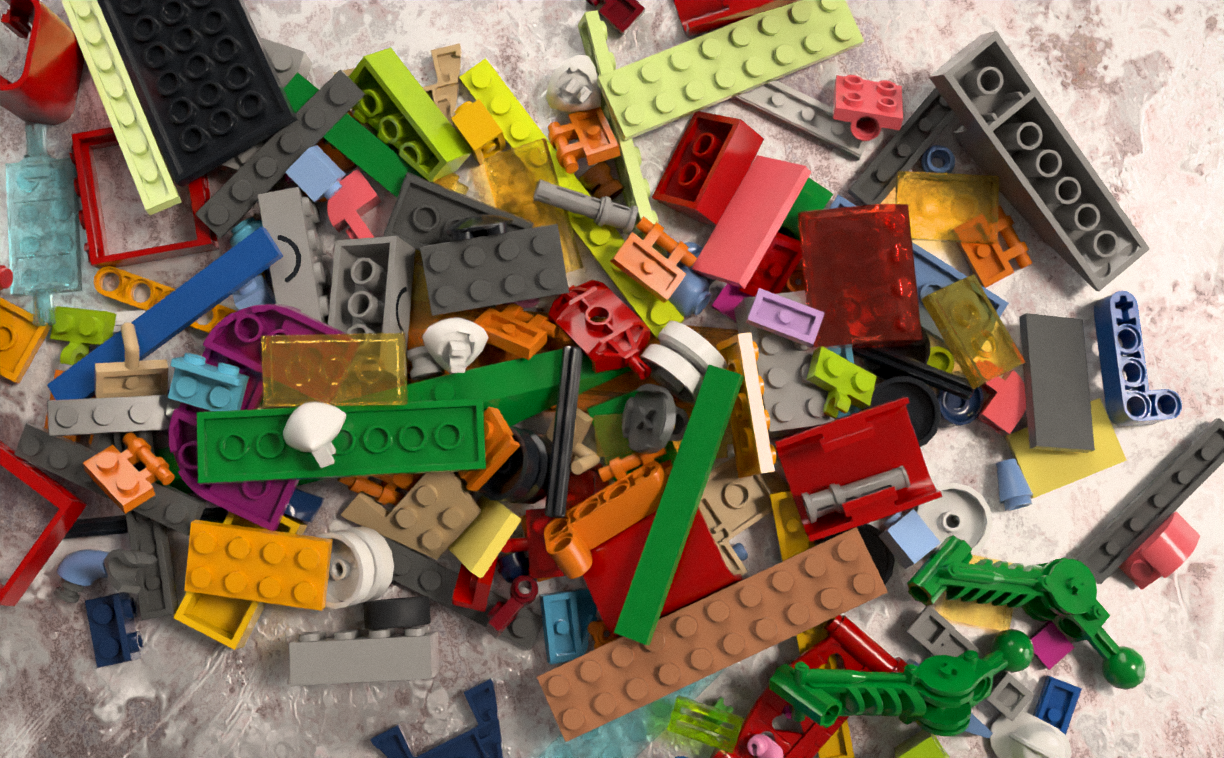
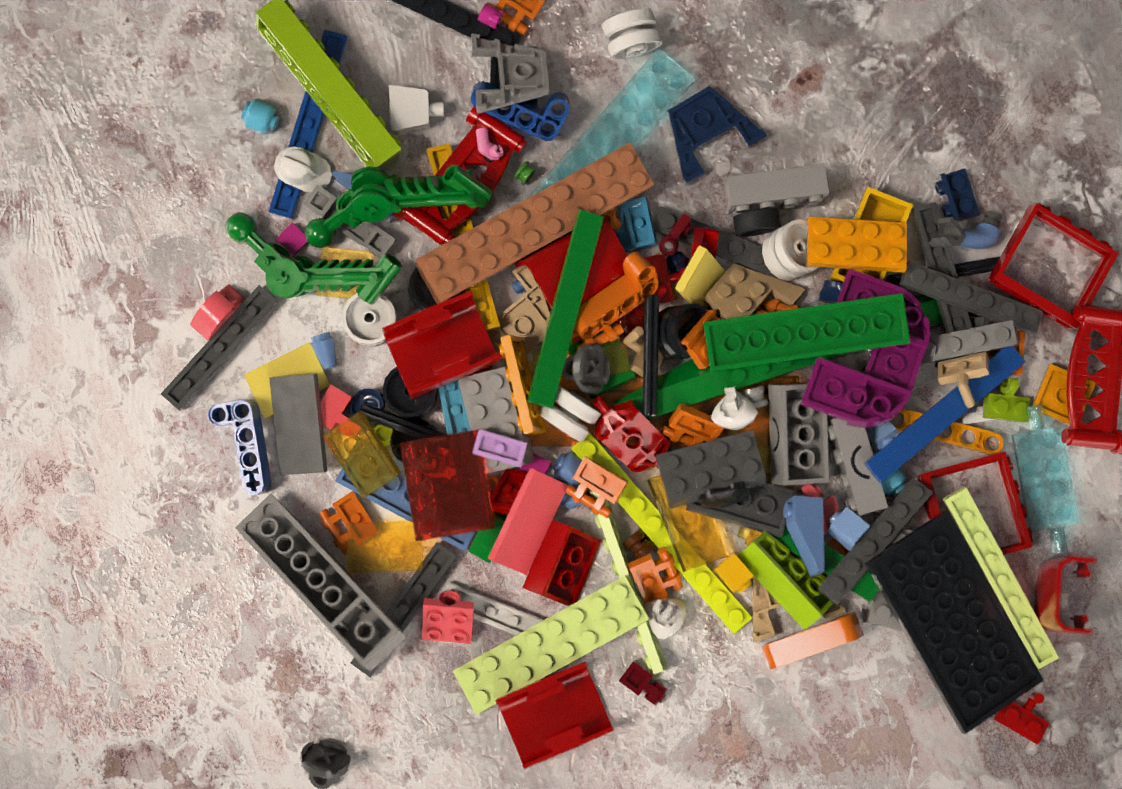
camera: 175 degrees right, 0 degrees up
(119, 477) = (959, 294): orange plate -> none
(207, 385) = (906, 364): medium azure bracket -> none
(313, 429) = (825, 335): white piece -> none
(334, 369) = (816, 380): clear yellow tile -> none
(372, 178) = (806, 528): none -> medium blue slope
(404, 31) = (813, 640): none -> beam
(601, 210) = (638, 520): light grey pin -> none
(700, 736) = (533, 163): clear neon green tile -> none
(830, 500) = (452, 326): light grey pin -> none
(843, 381) = (454, 407): lime plate -> none
(908, 537) = (401, 300): light blue brick -> none
(938, 152) = (384, 580): medium blue plate -> none

